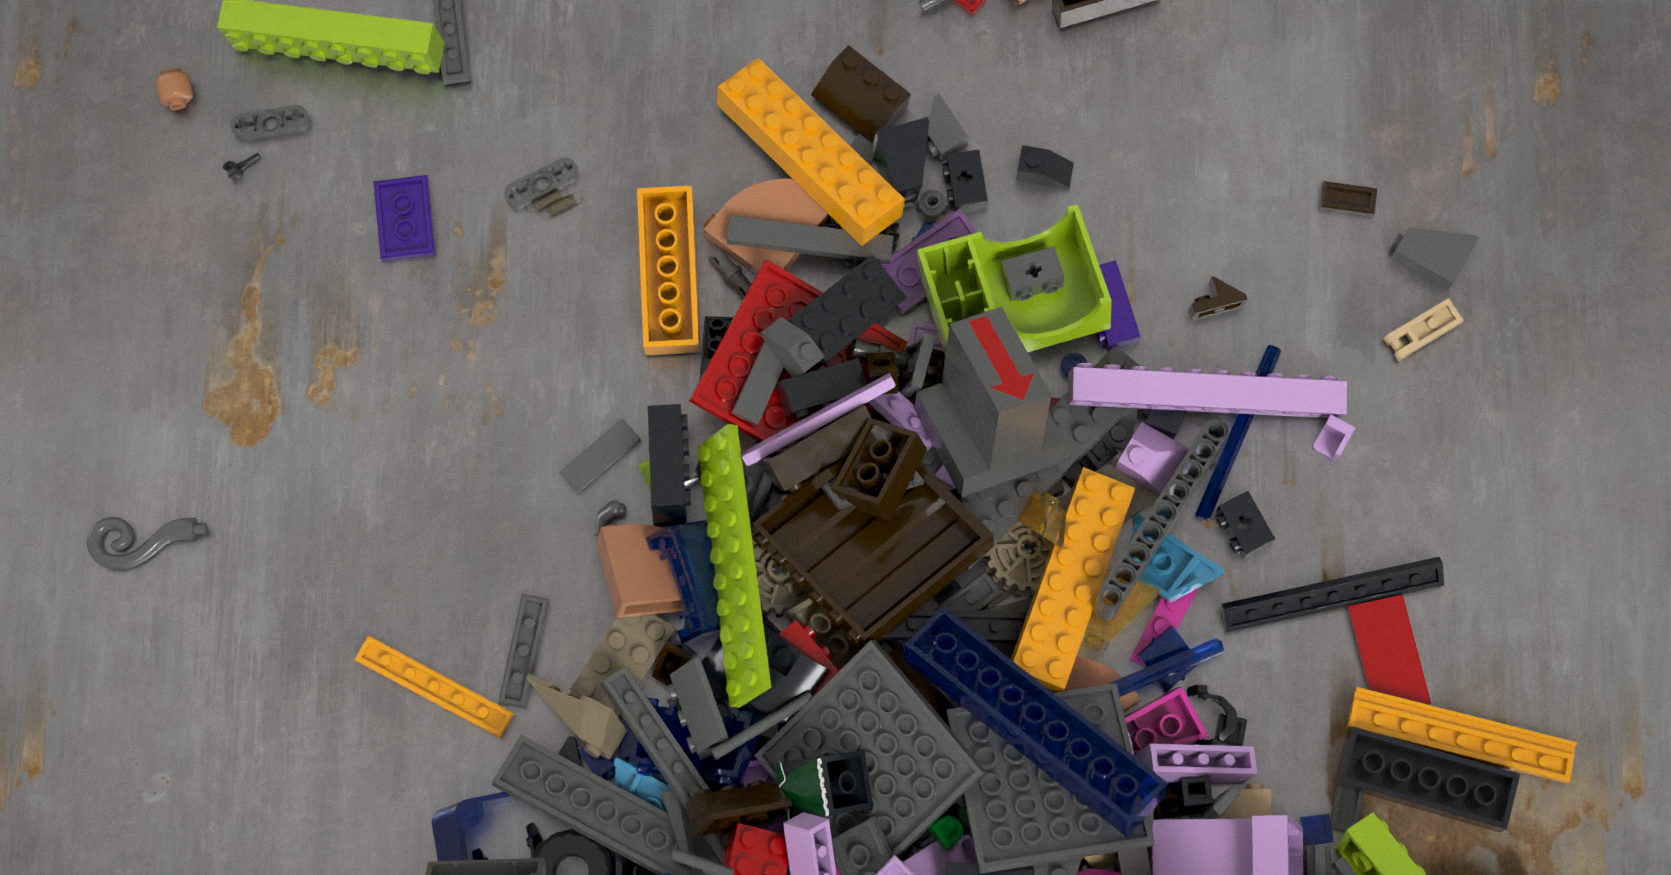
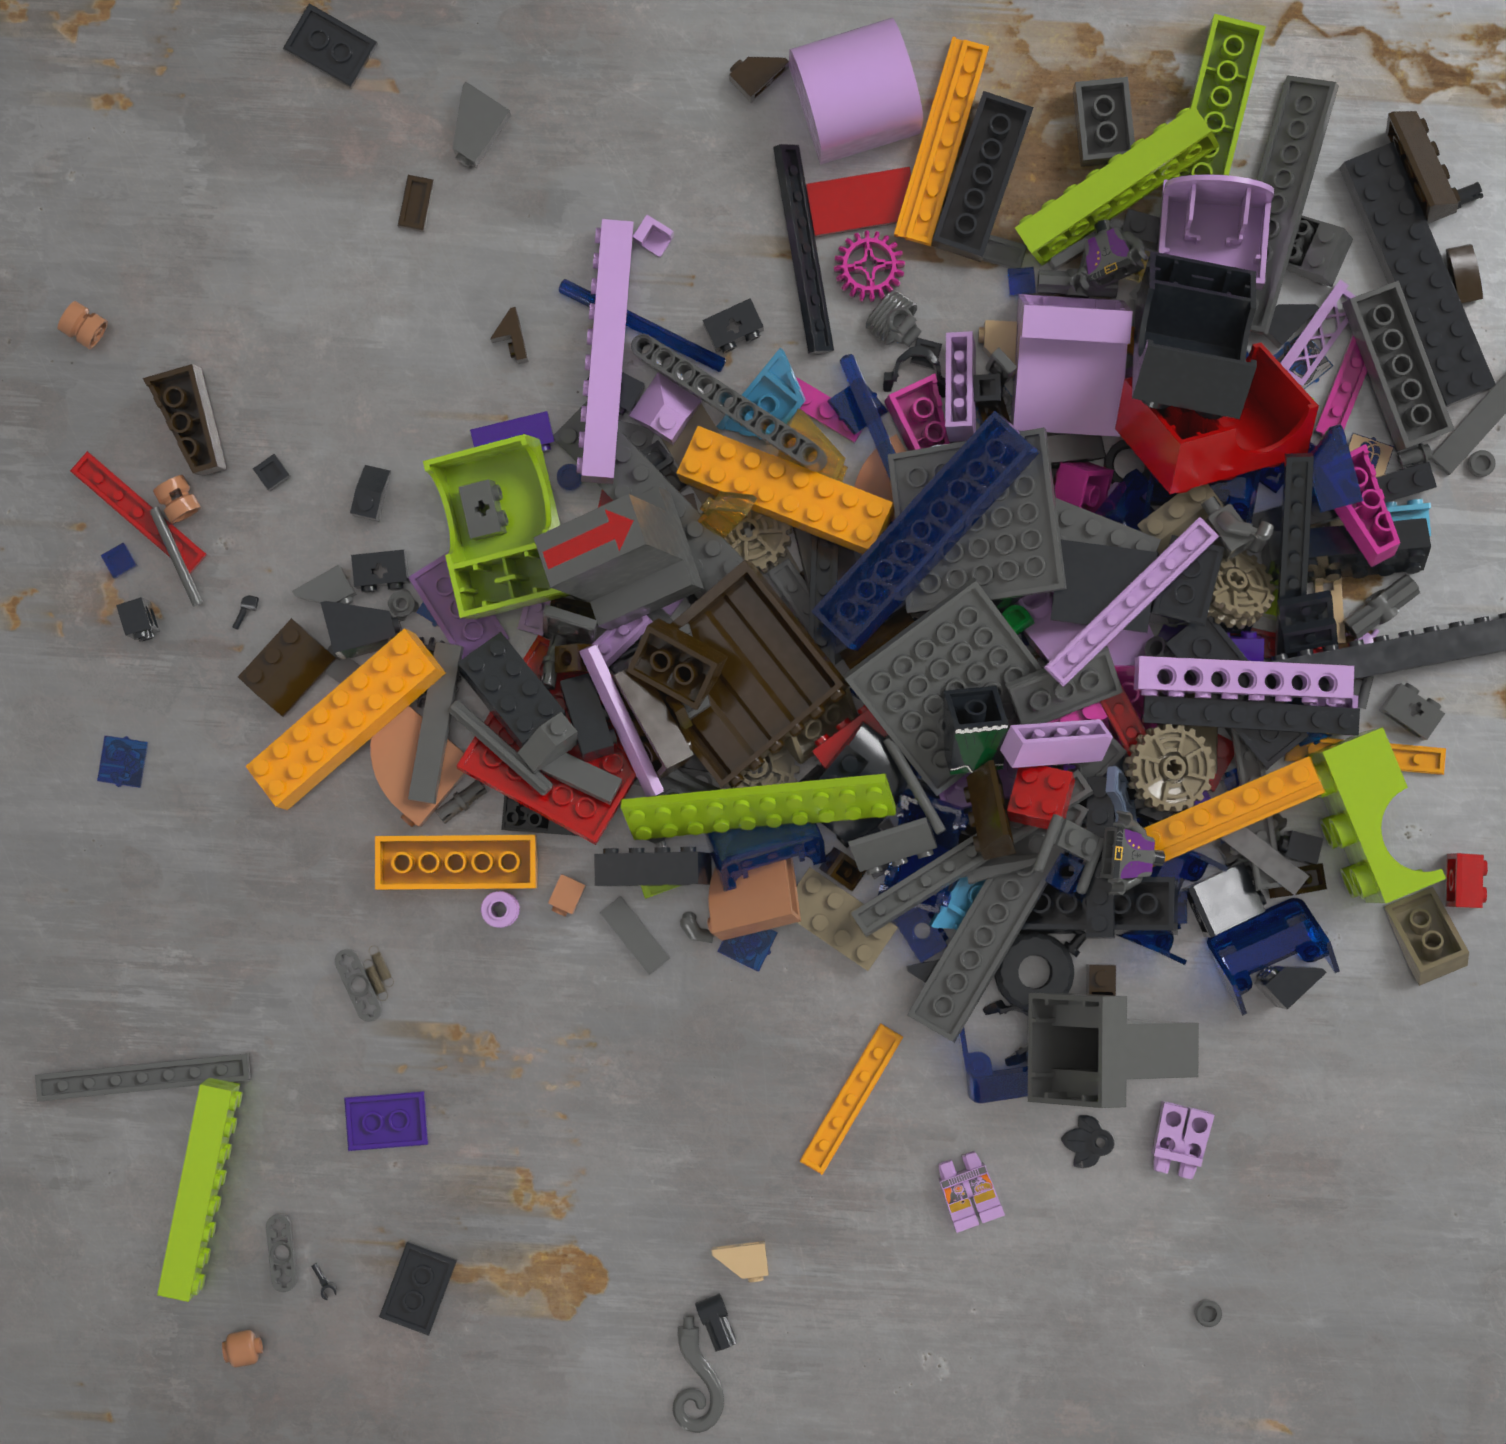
camera: 85 degrees left, 10 degrees up
(208, 554) = (714, 1317): none -> black piece
(235, 257) = (418, 1288): none -> black tile
(264, 582) = (744, 1259): none -> tan slope
(343, 812) = (967, 1184): none -> lavender hips
(524, 651) = (821, 1013): dark grey tile -> none
(587, 719) = (901, 946): dark tan wedge -> none
(589, 575) = (750, 948): none -> clear blue piece
(621, 304) = (494, 899): none -> lavender hose
(639, 383) = (566, 895): none -> nougat brick
(786, 300) = (499, 747): none -> dark grey axle
(925, 55) = (247, 603): none -> black hand
(1059, 71) = (271, 472): none -> black plate
(1266, 691) = (894, 316): none -> dark grey piece
(1320, 677) = (857, 266): none -> dark pink gear
(1424, 329) = (550, 141): tan plate -> none
(1504, 106) = (330, 46): none -> black tile
(1506, 635) = (857, 90): none -> lavender brick
(1515, 537) = (756, 74): none -> dark brown slope

